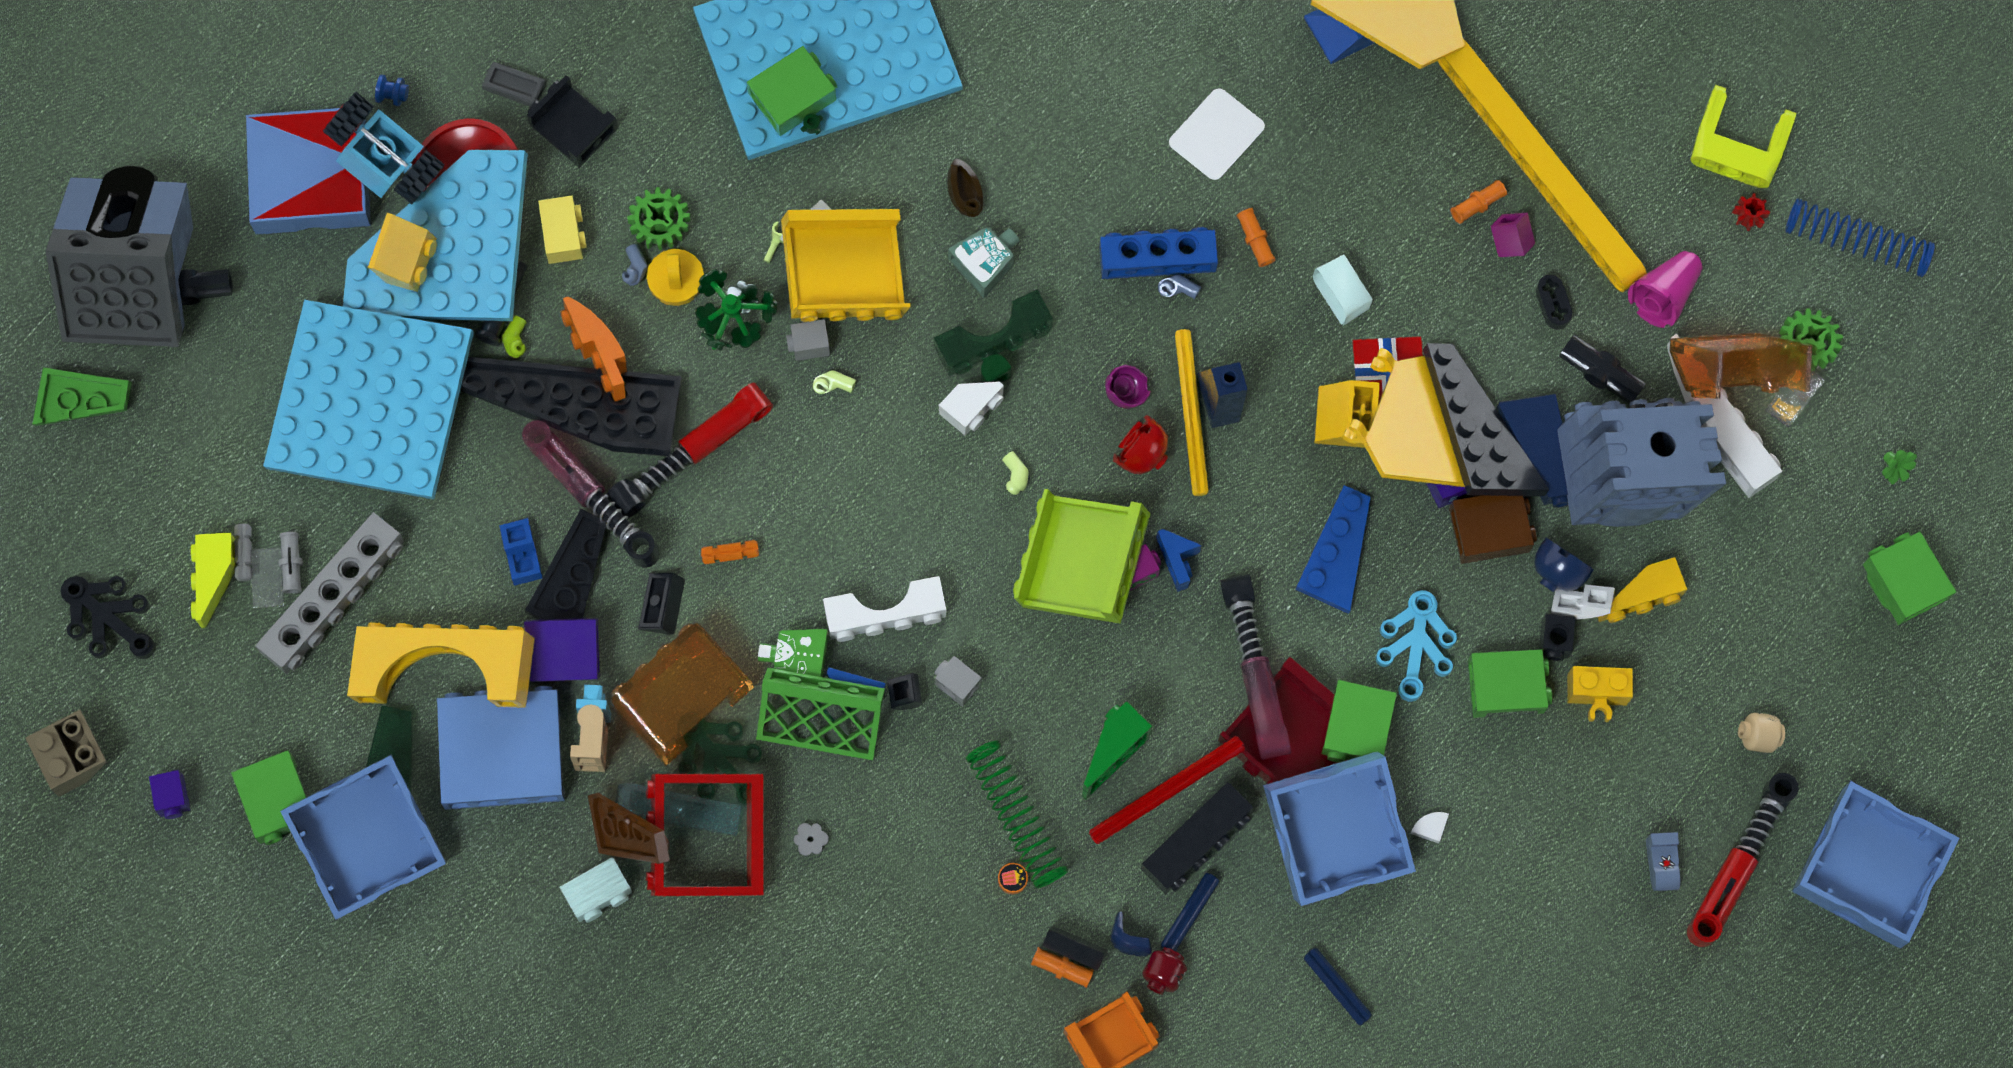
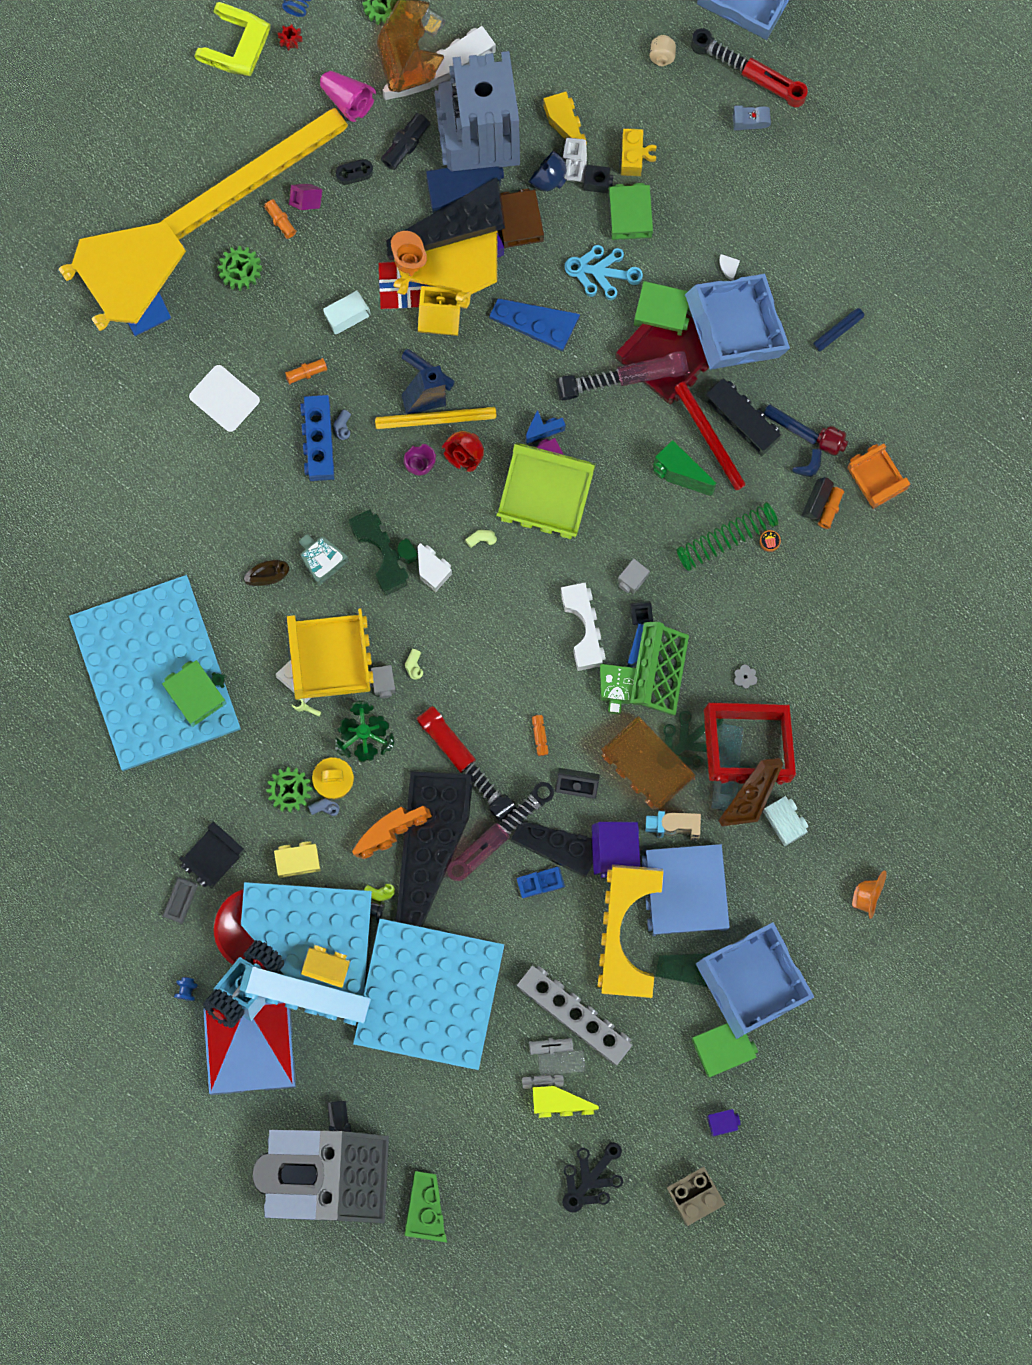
camera: 90 degrees left, 5 degrees up
(365, 211) = (304, 994): none -> brick
(484, 1006) = (867, 894): none -> orange piece
(1262, 402) = (420, 364): none -> dark blue axle
(1398, 159) = (249, 264): none -> bright green gear
(1429, 364) = (408, 252): none -> orange piece

